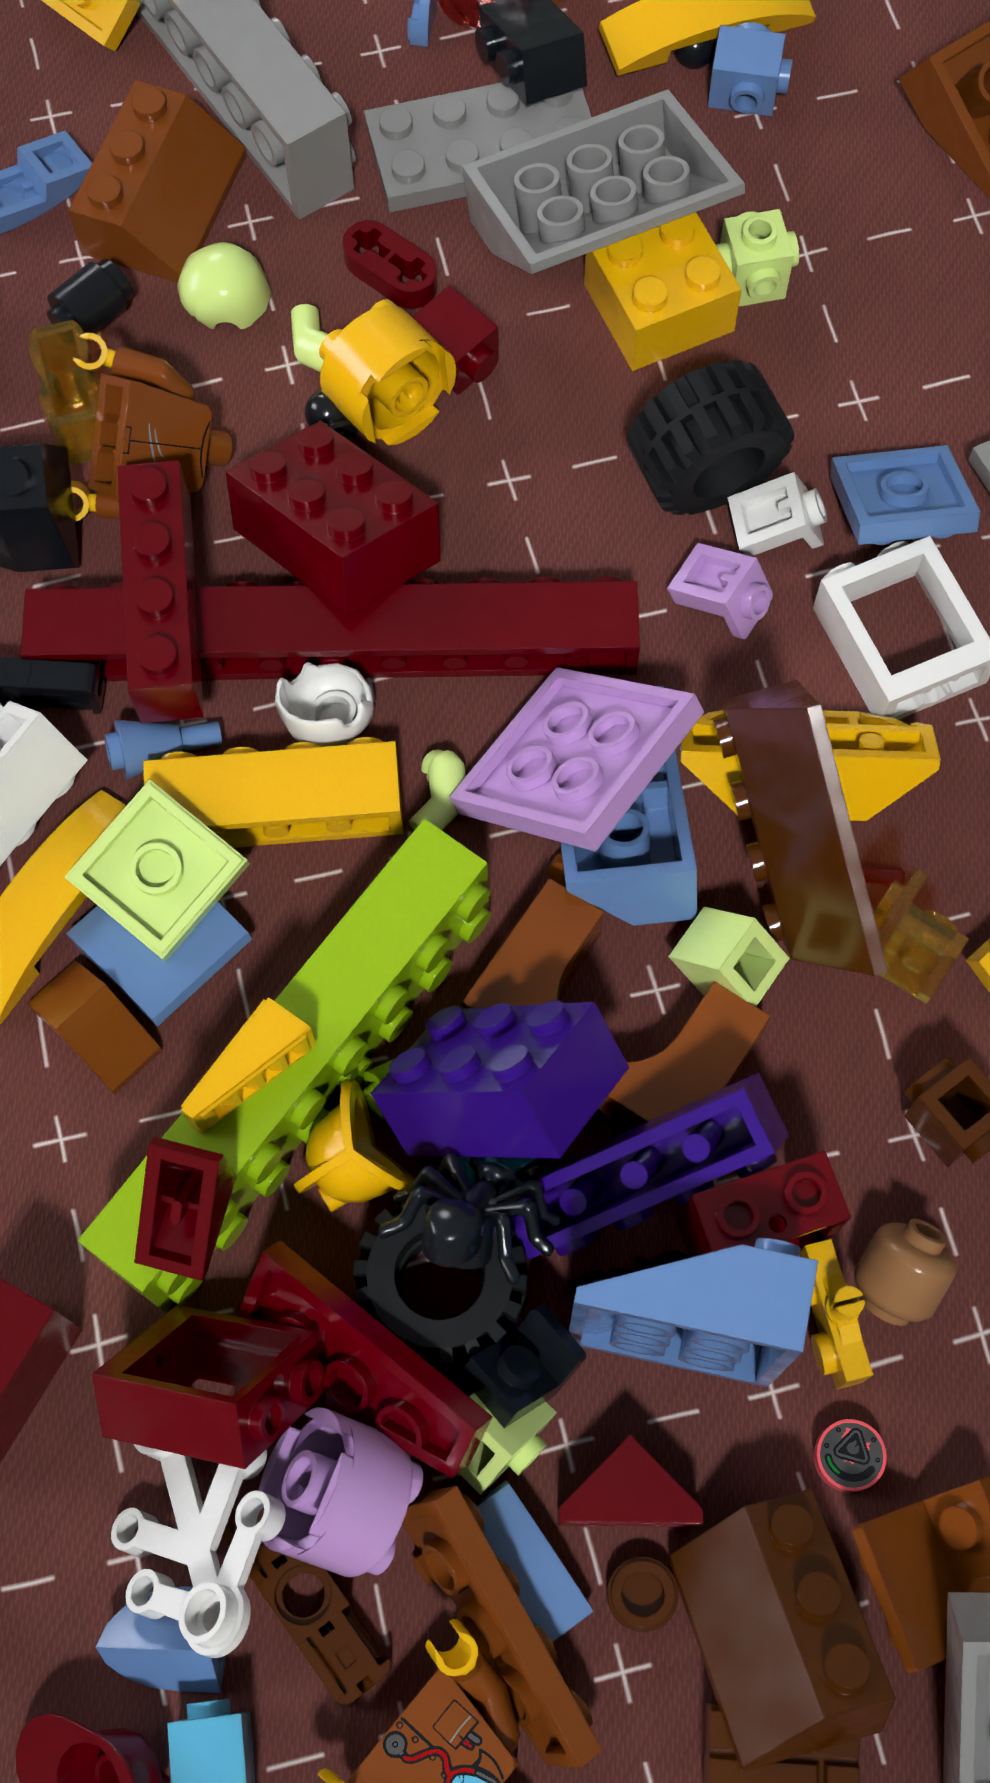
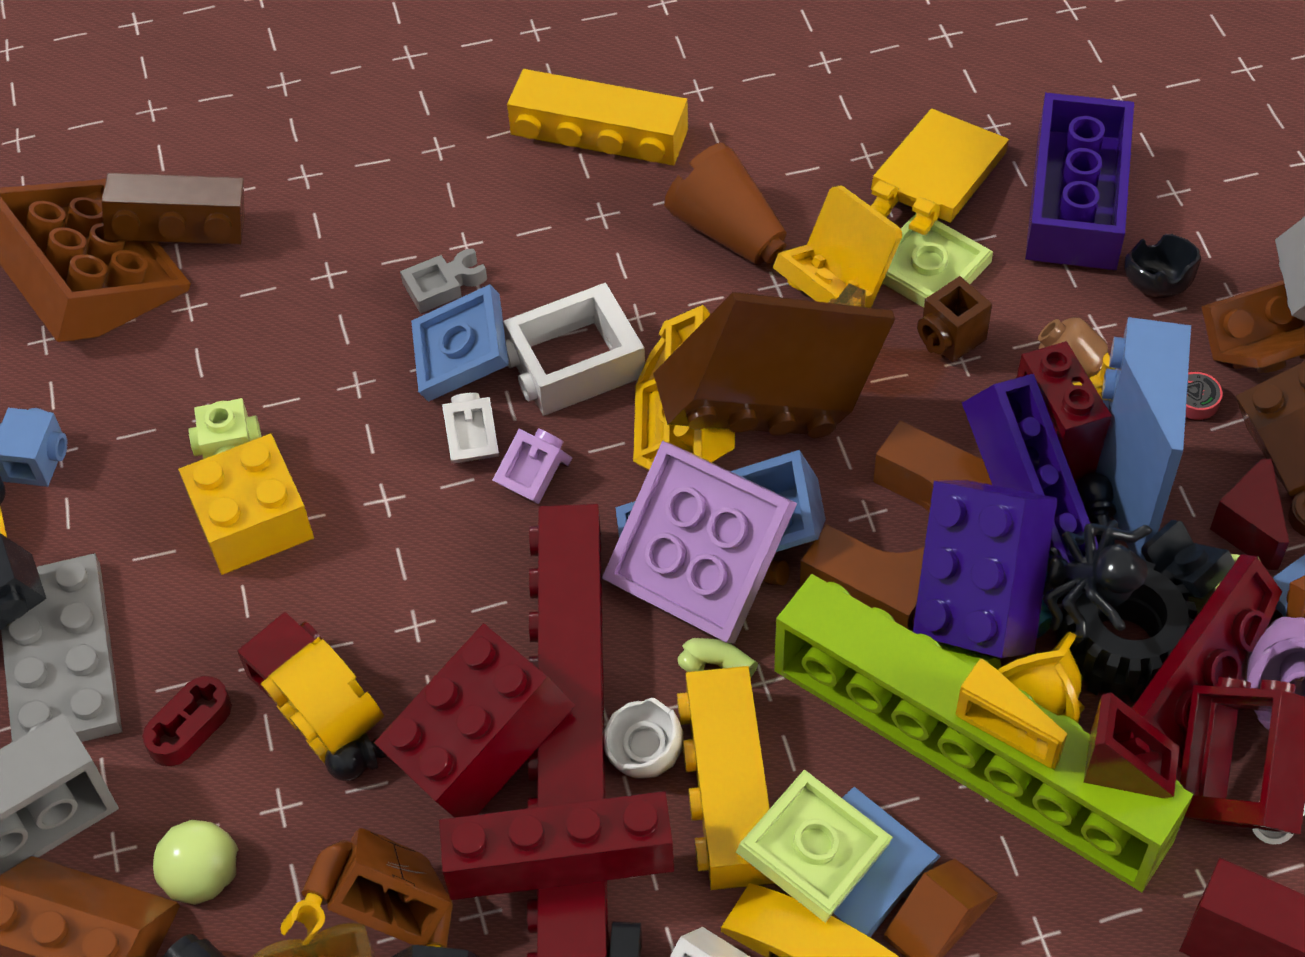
camera: 90 degrees left, 15 degrees down
(150, 741) = (684, 892): medium blue cone -> none
(307, 335) = (271, 779): yellowish green arm -> none
(596, 183) = (159, 535): light grey slope -> none
(710, 437) = (415, 452): black tyre -> none
(730, 952) = (850, 452): yellowish green brick -> none

